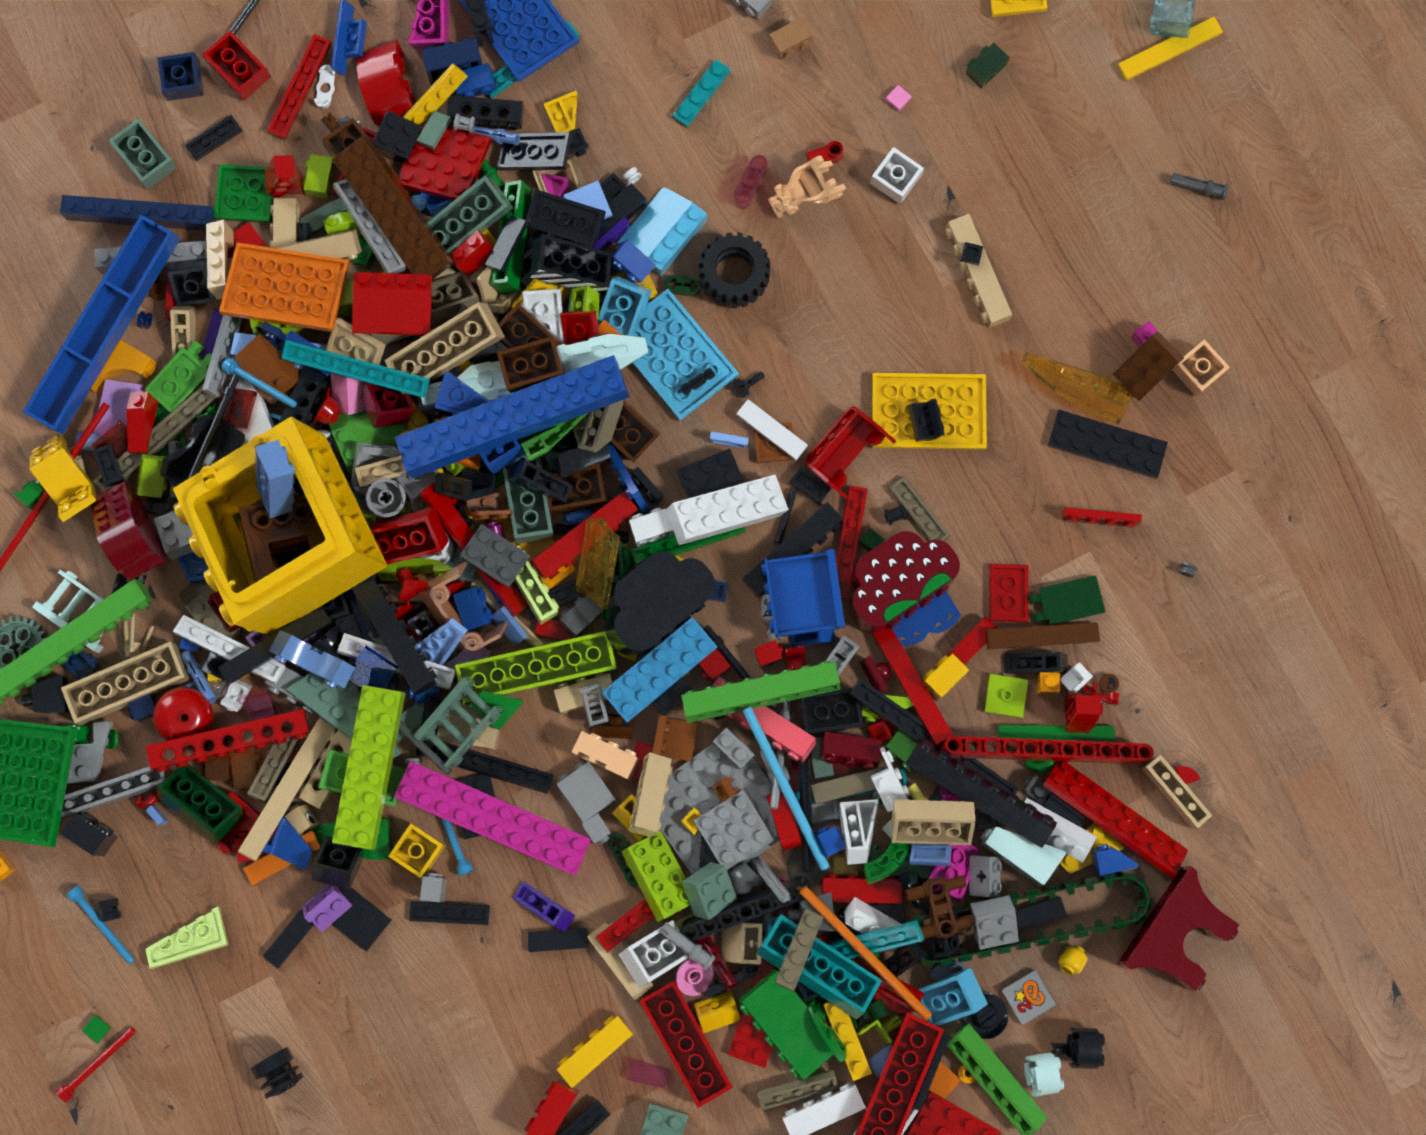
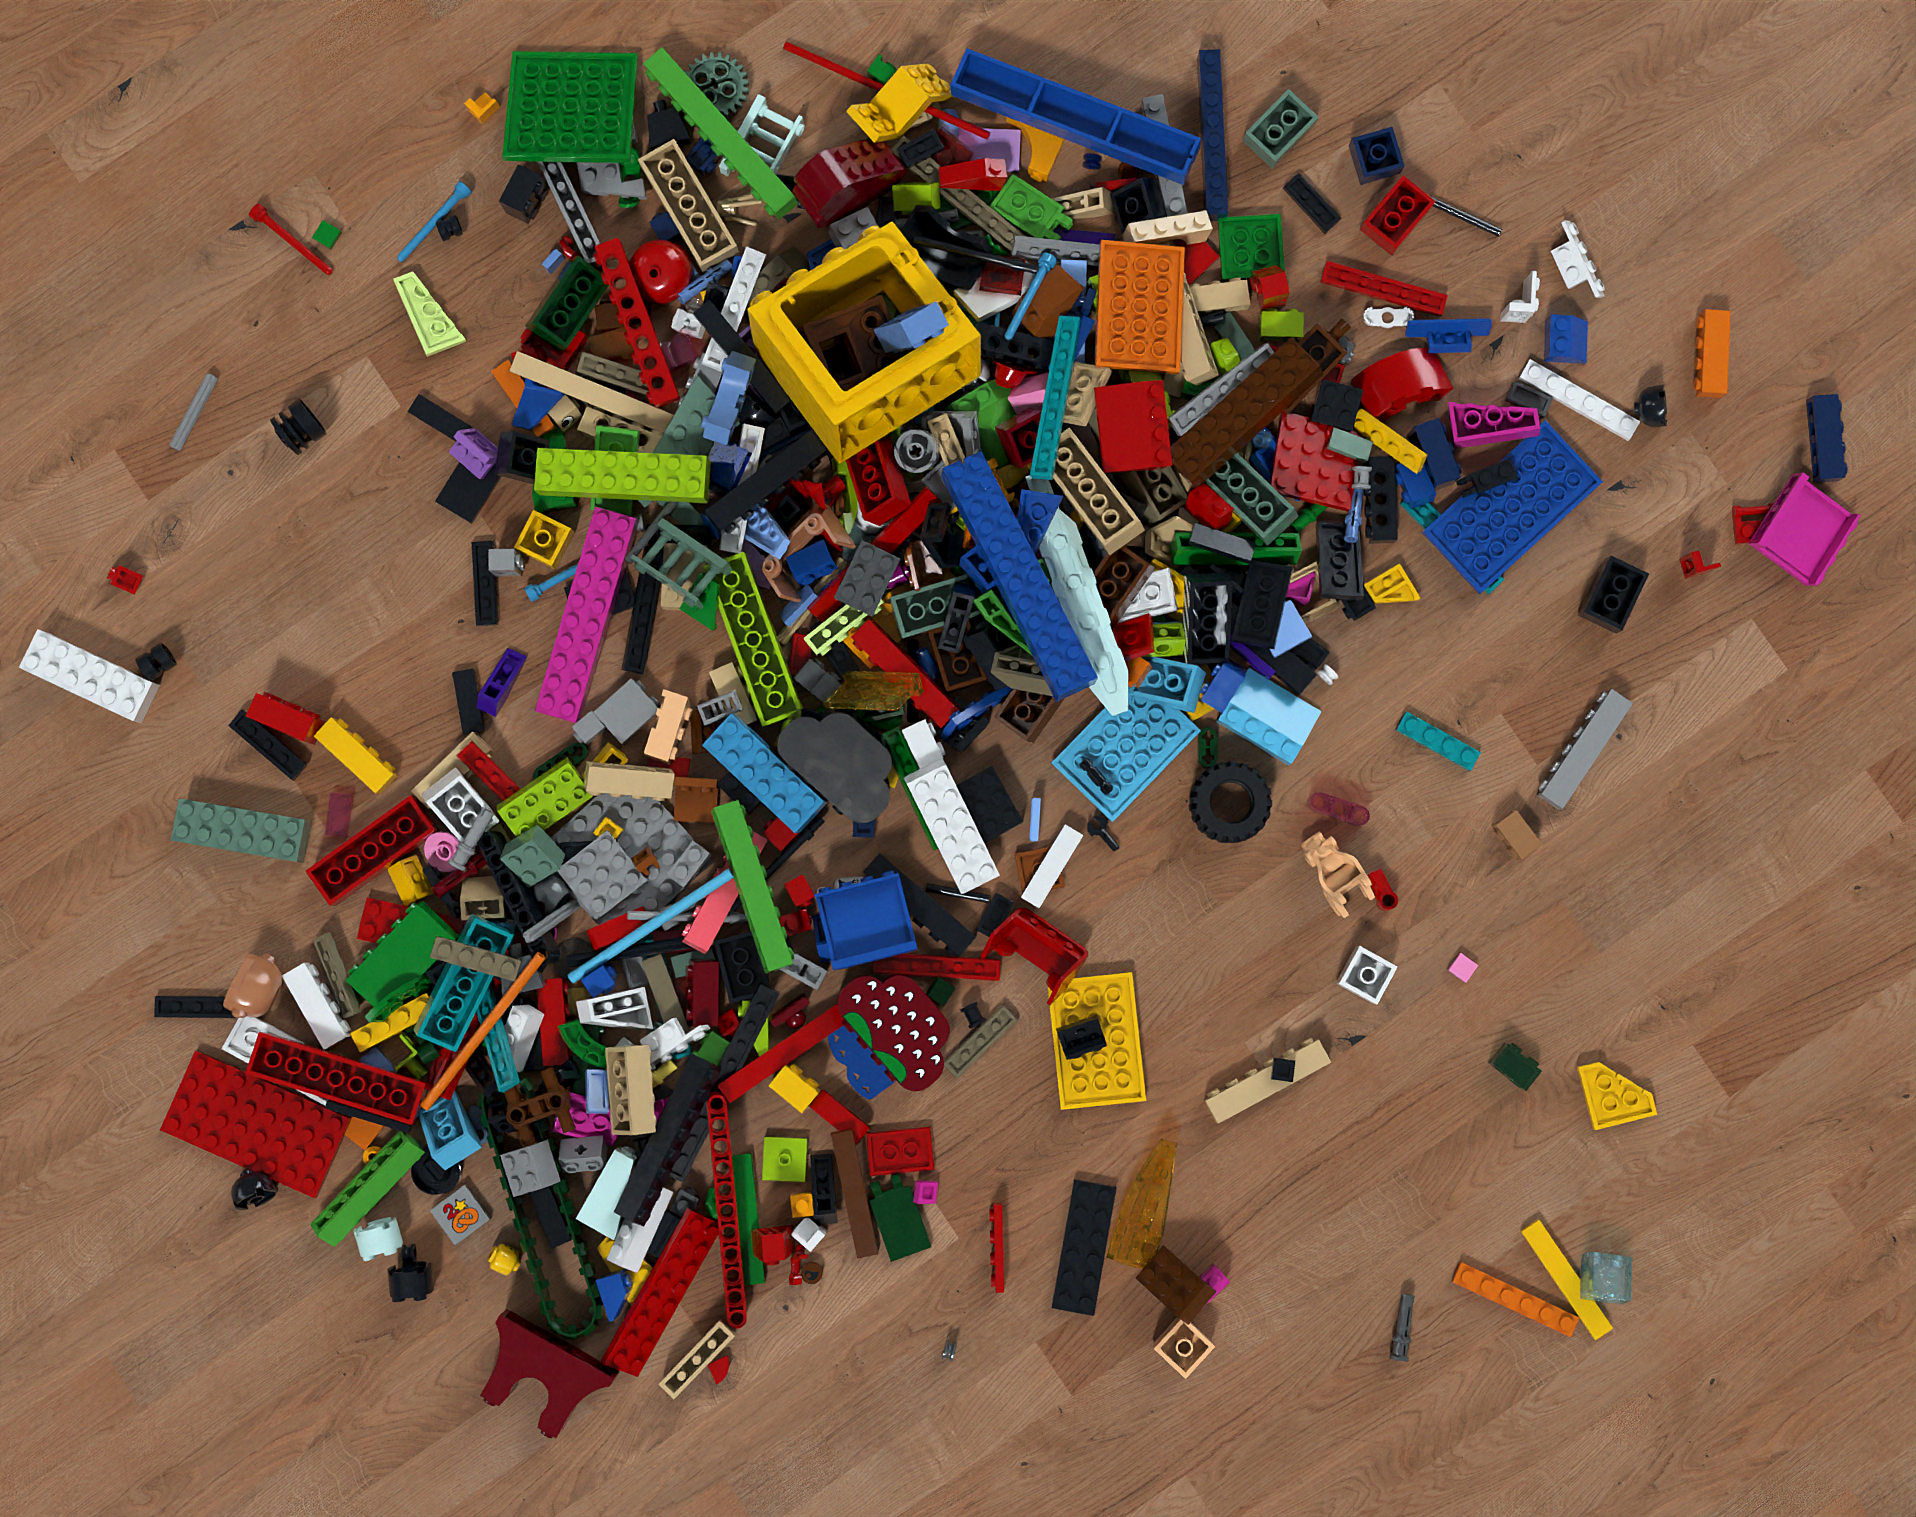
camera: 85 degrees right, 5 degrees up
(530, 363) = (1079, 588): reddish brown brick -> none
(1047, 574) = (925, 1192): none -> dark pink plate
(1183, 92) = (1515, 1299): none -> orange plate

